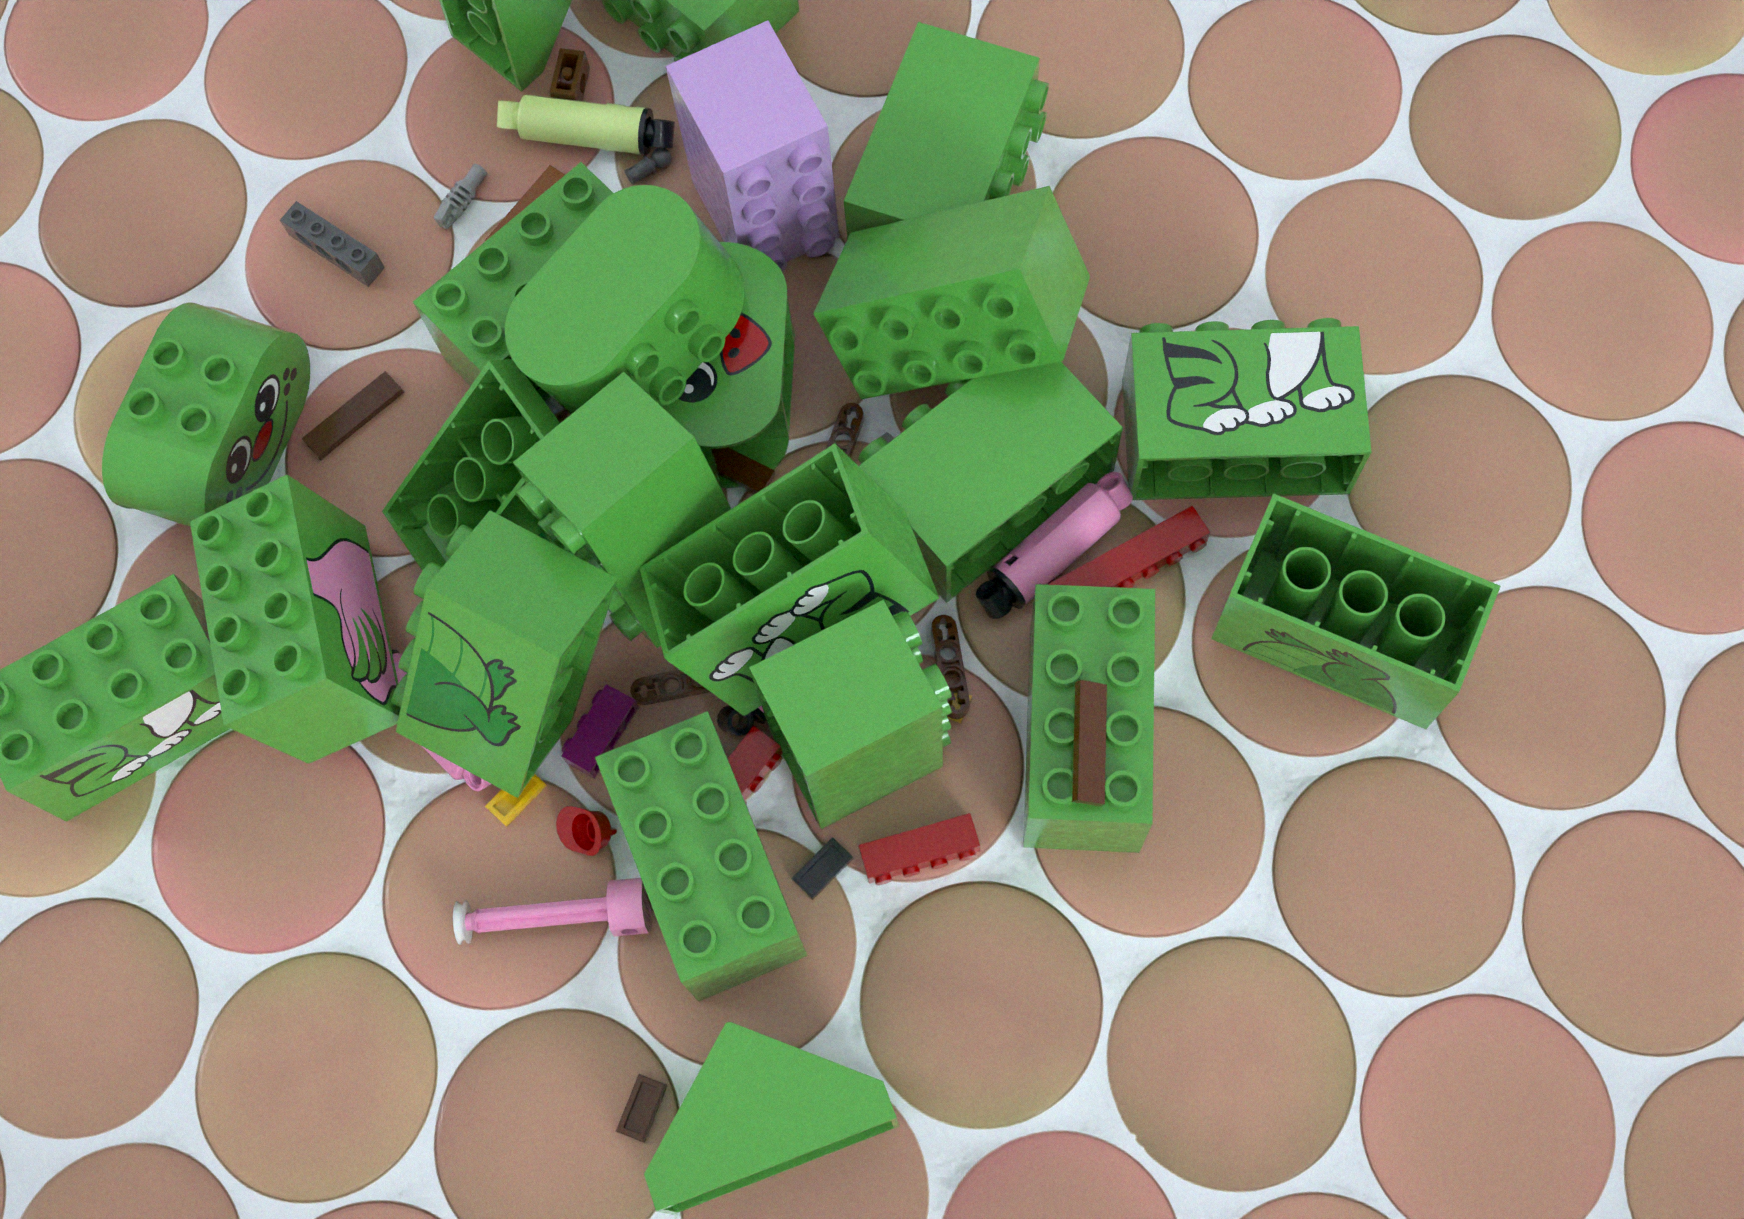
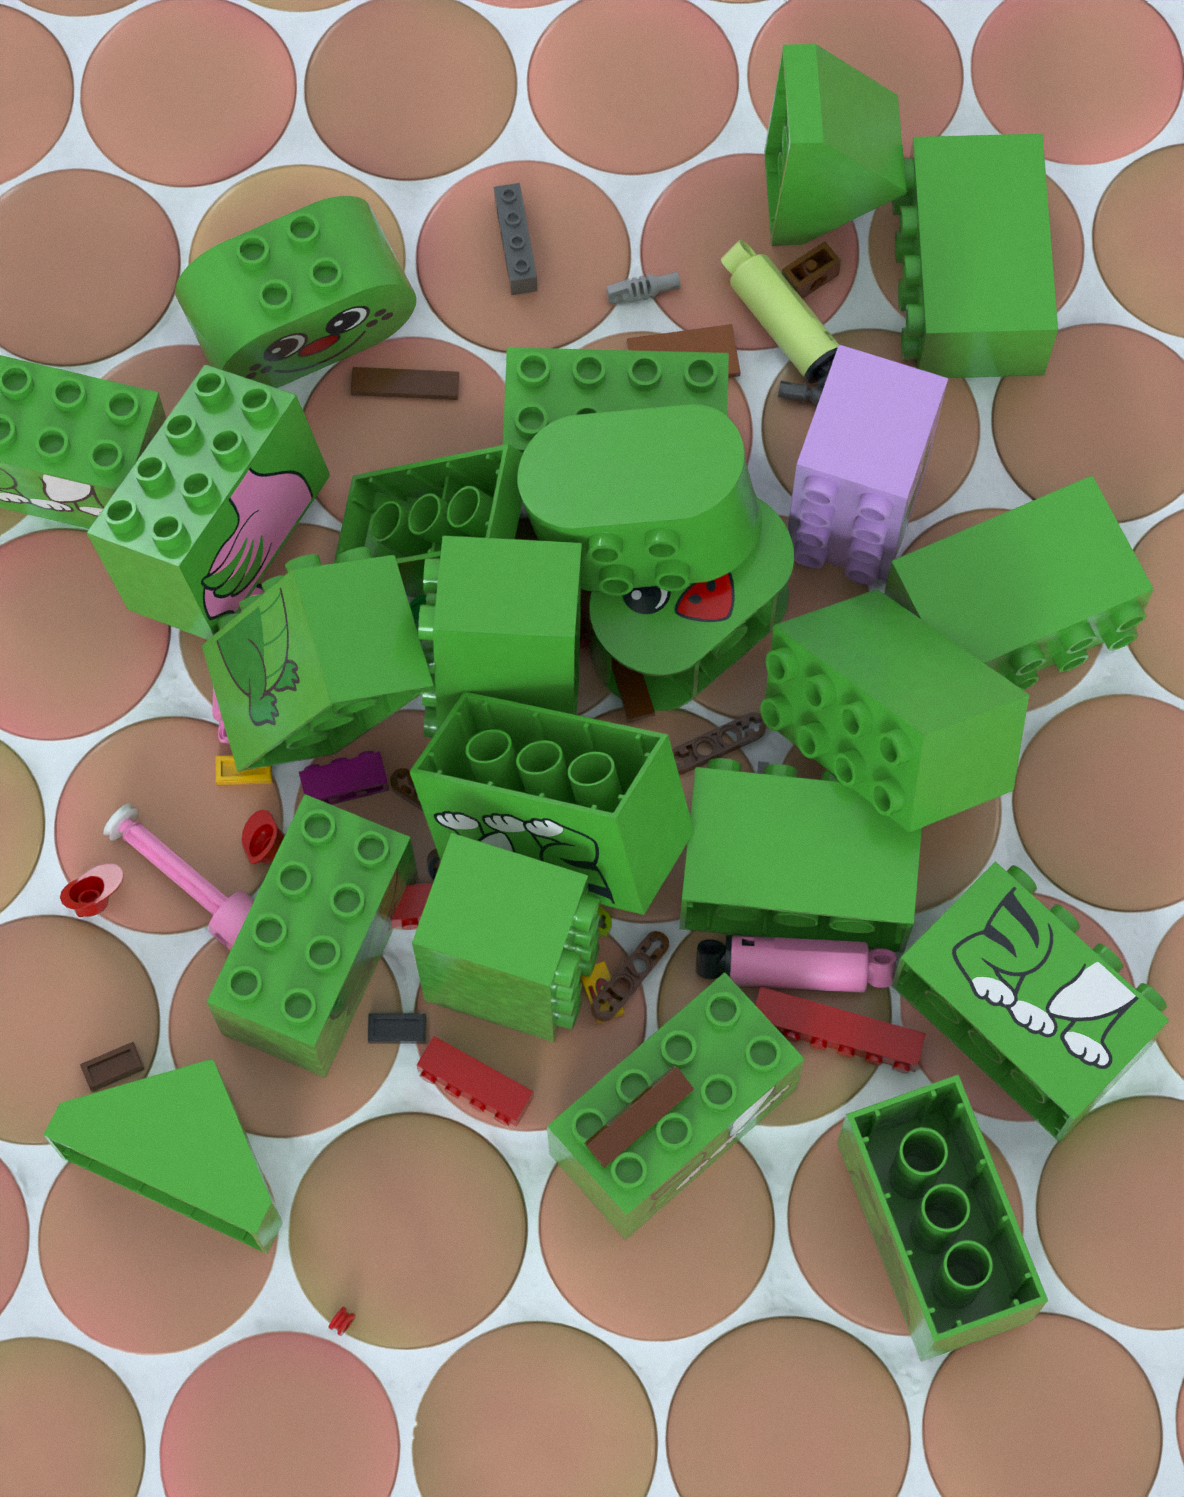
camera: 40 degrees right, 0 degrees up
(492, 993) = (91, 891): none -> red piece
(1006, 1117) = (342, 1321): none -> red bush

